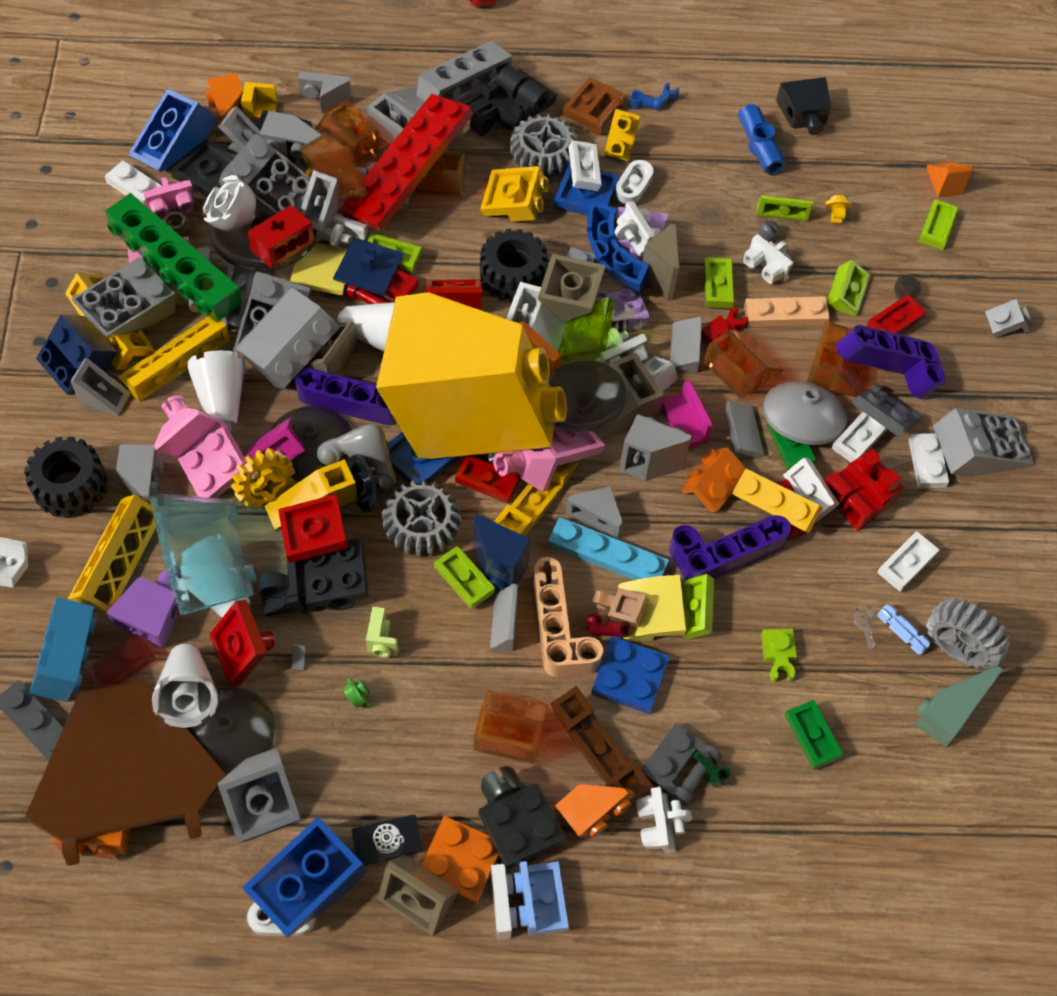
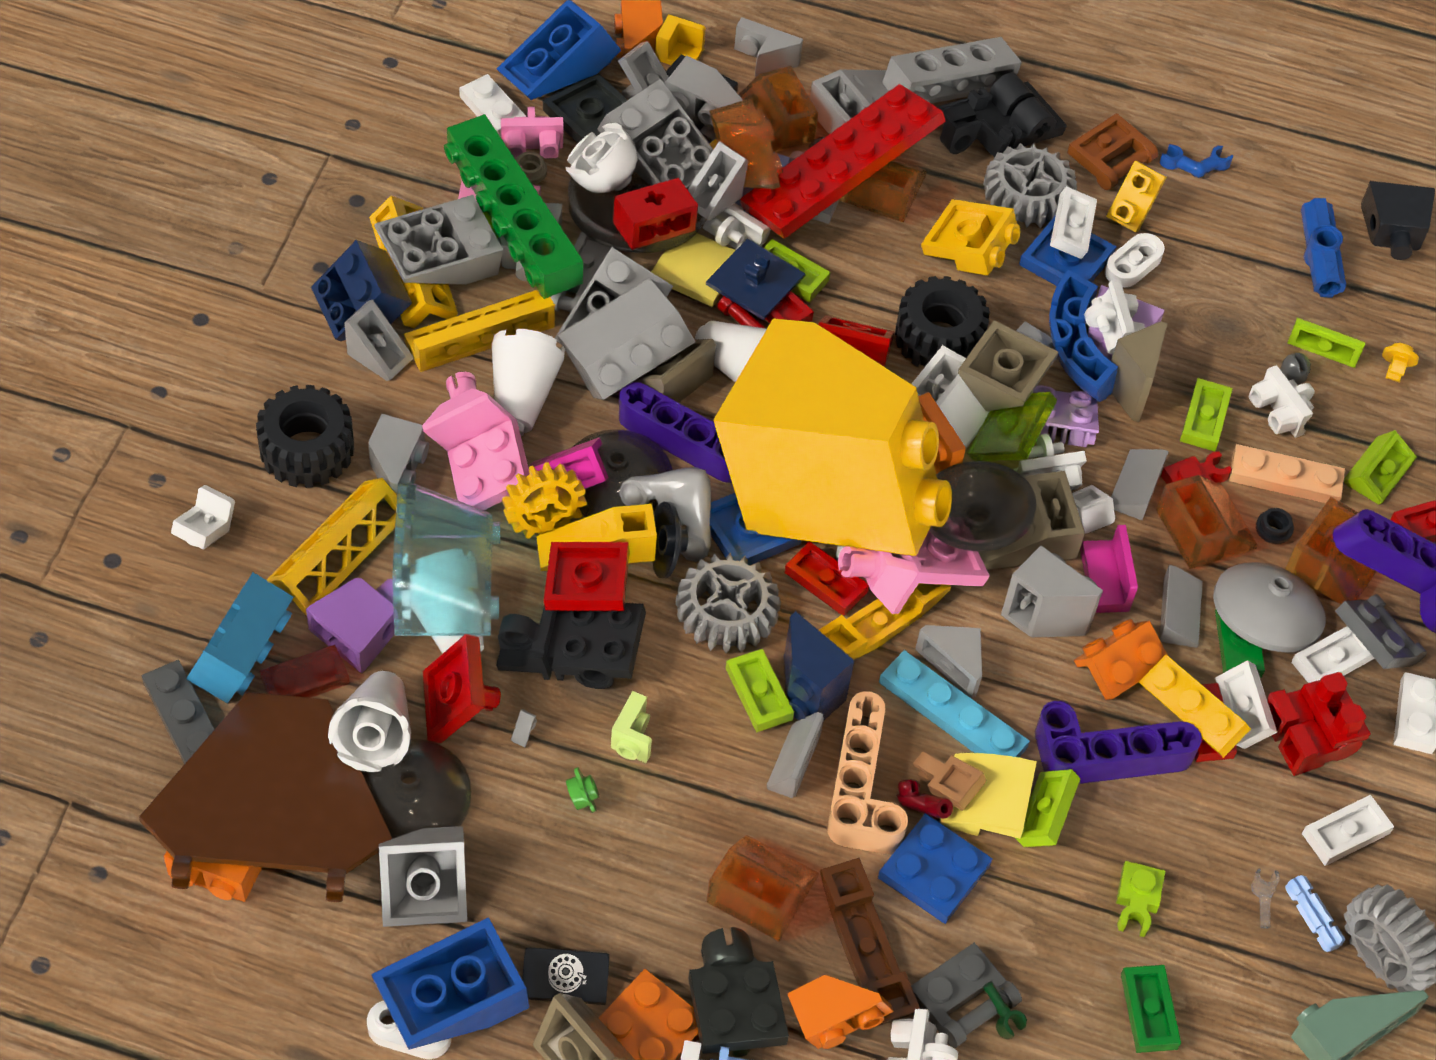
camera: 15 degrees right, 5 degrees down
(793, 346) = (1275, 518): none -> black plate

